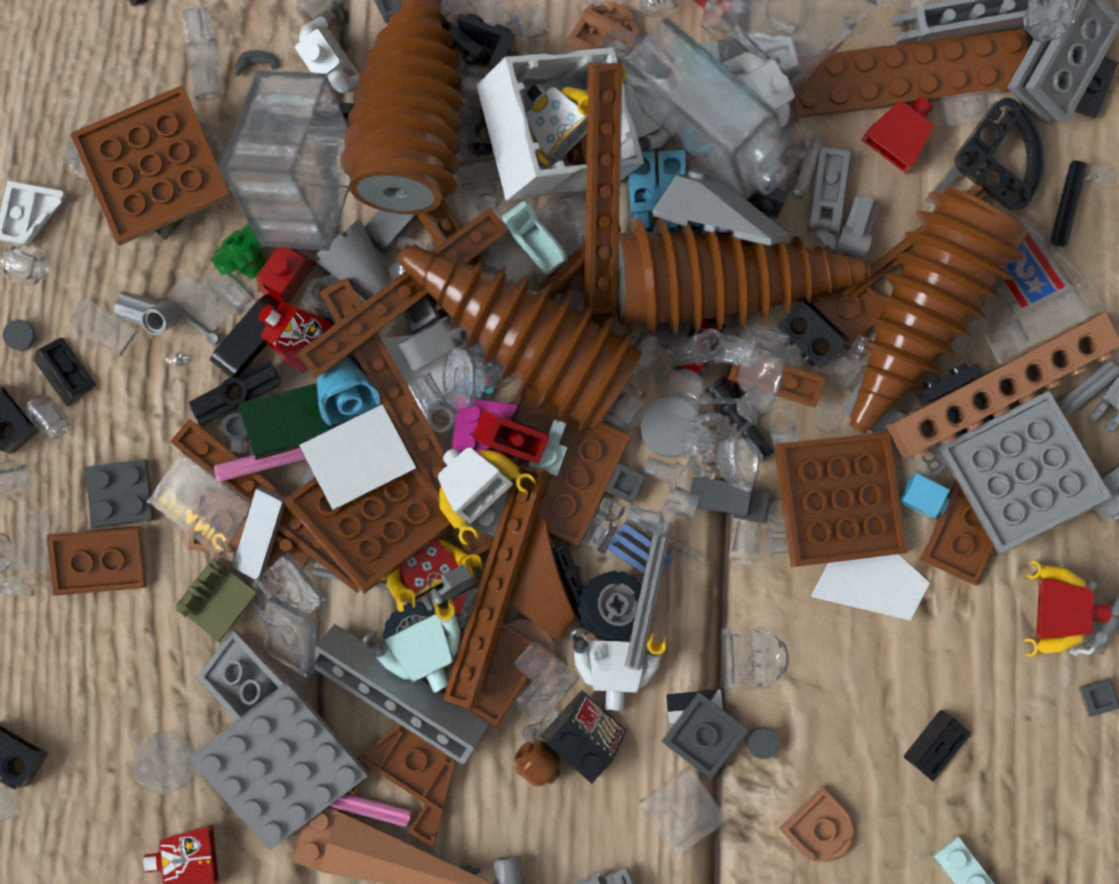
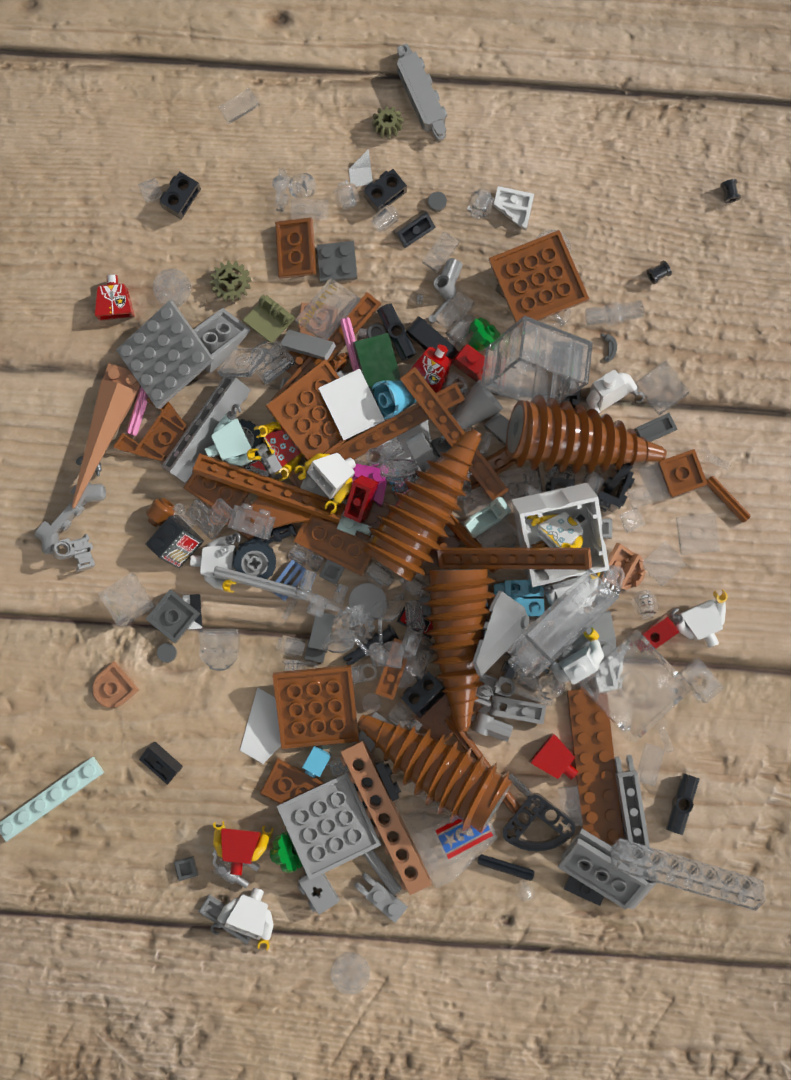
camera: 90 degrees right, 0 degrees up
(152, 652) = (223, 281): none -> olive gear
(286, 480) = (339, 362): none -> dark orange gear
(555, 626) = (241, 521): none -> clear brick
(799, 224) = (487, 689): none -> light grey piece
(1070, 540) = (284, 853): none -> green plant

